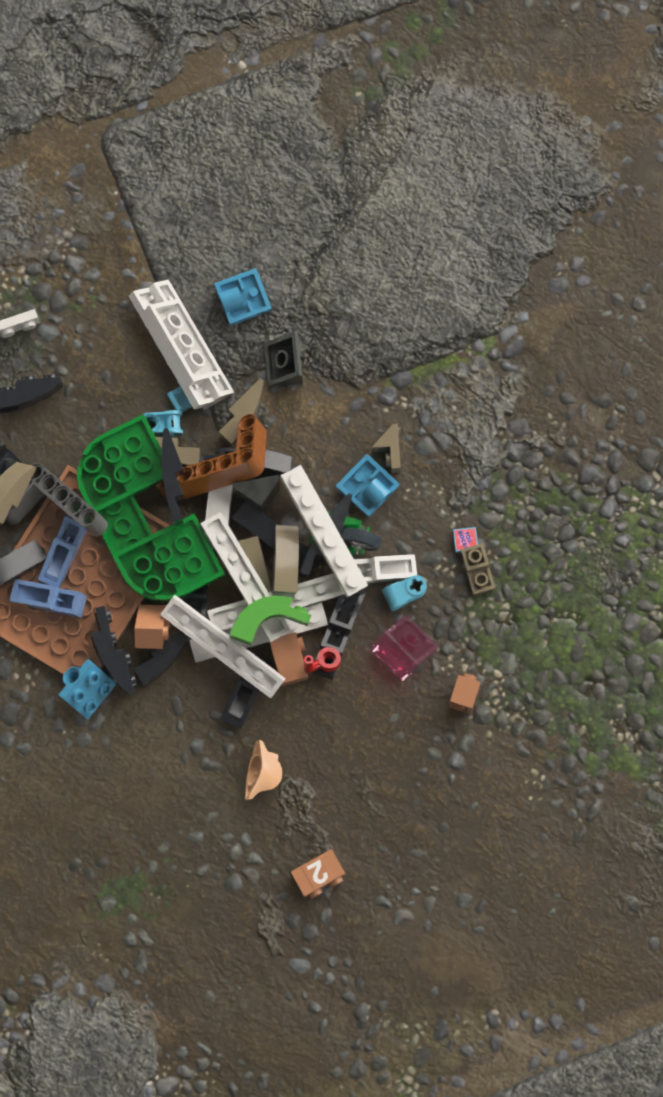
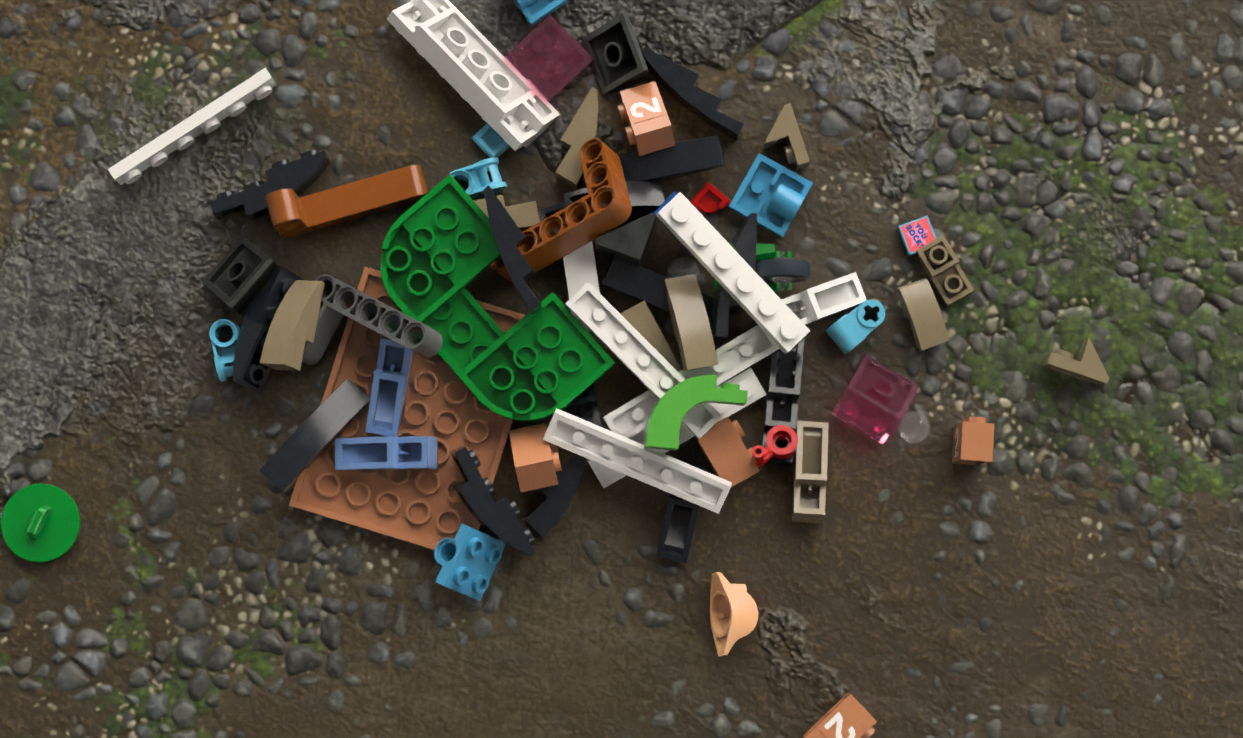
camera: 15 degrees left, 5 degrees up
(64, 417) = (298, 216): none -> dark orange beam
(236, 351) = (549, 58): none -> clear pink slope
(293, 409) = (646, 117): none -> nougat brick
(304, 443) = (674, 162): none -> black slope
(323, 478) = (710, 200): none -> red tile
(325, 393) = (682, 85): none -> black slope
(344, 687) = (810, 472): none -> dark tan slope
(427, 674) = (914, 427): none -> clear plate
(454, 595) = (924, 314): none -> dark tan slope
(561, 663) = (1086, 367): none -> dark tan slope

